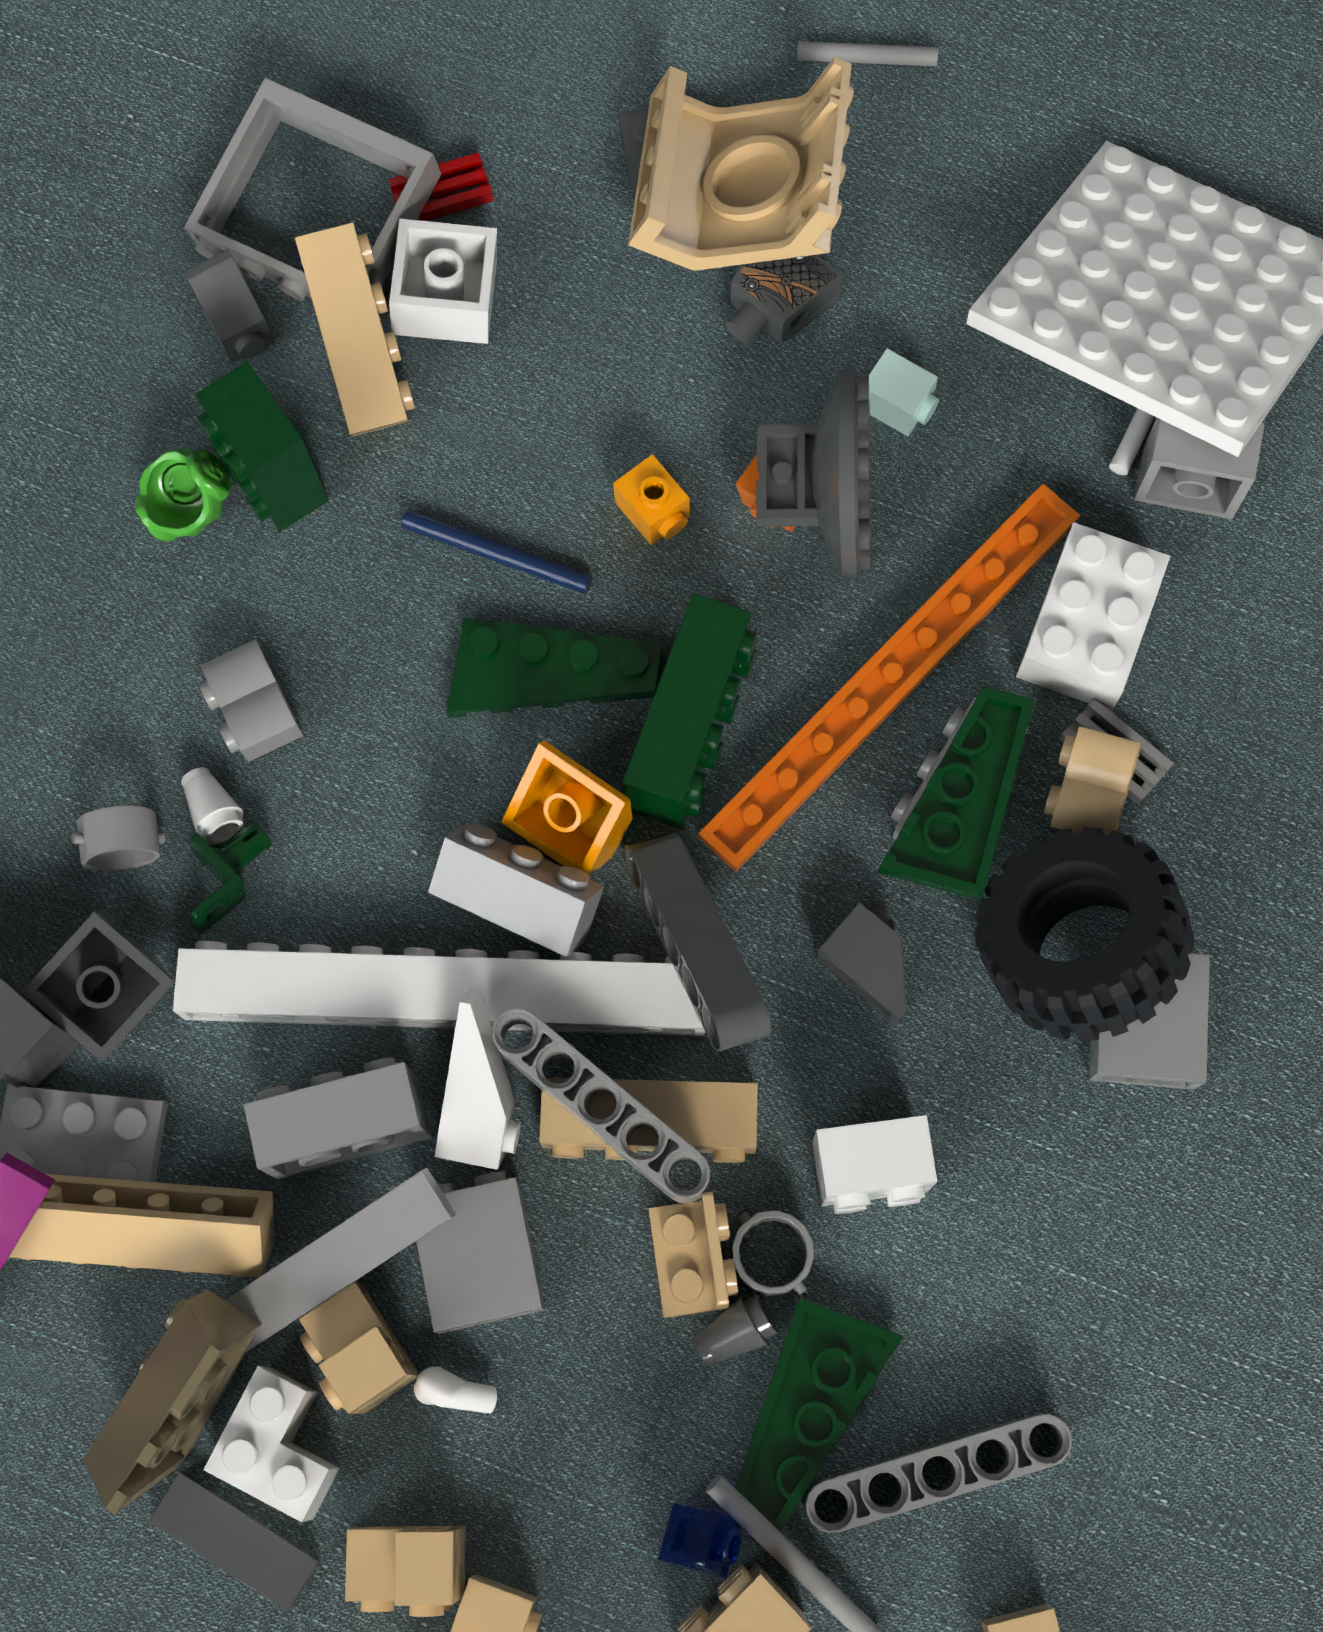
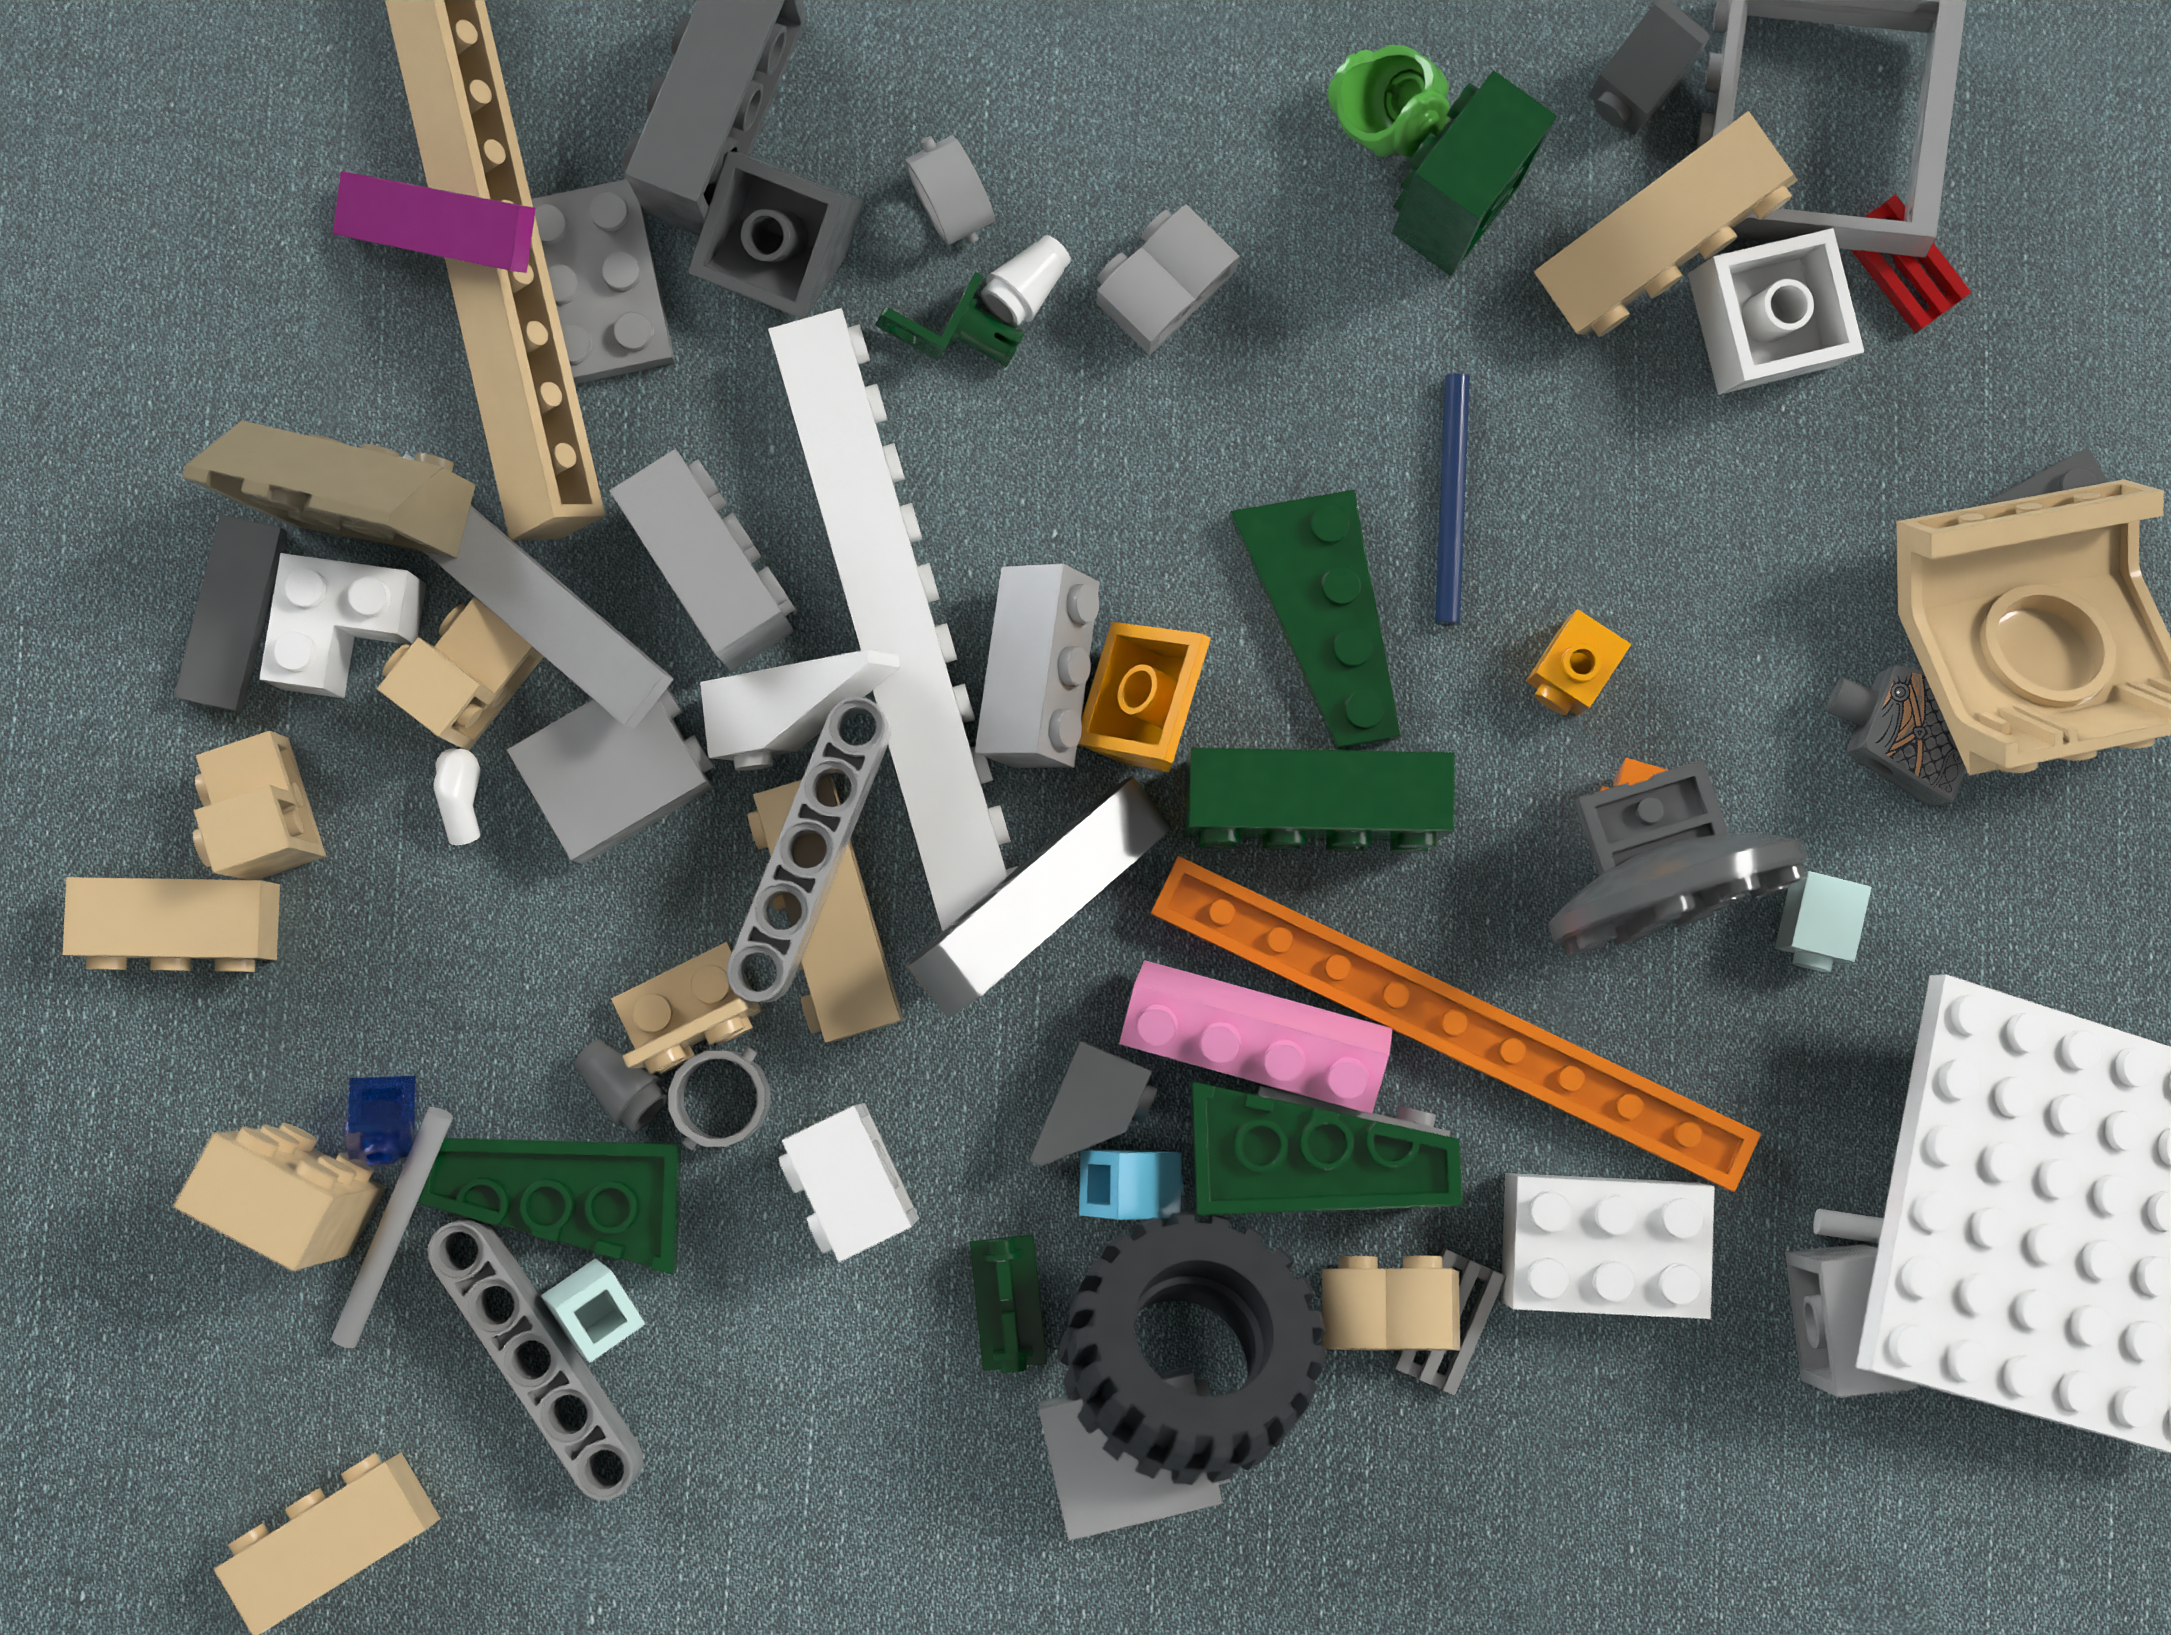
camera: 65 degrees right, 10 degrees up
(857, 816) = (1257, 1036): none -> bright pink brick
(913, 1409) = (593, 1310): none -> light aqua brick
(941, 948) = (1130, 1184): none -> medium azure brick
(1005, 1077) = (1008, 1303): none -> dark green hinge

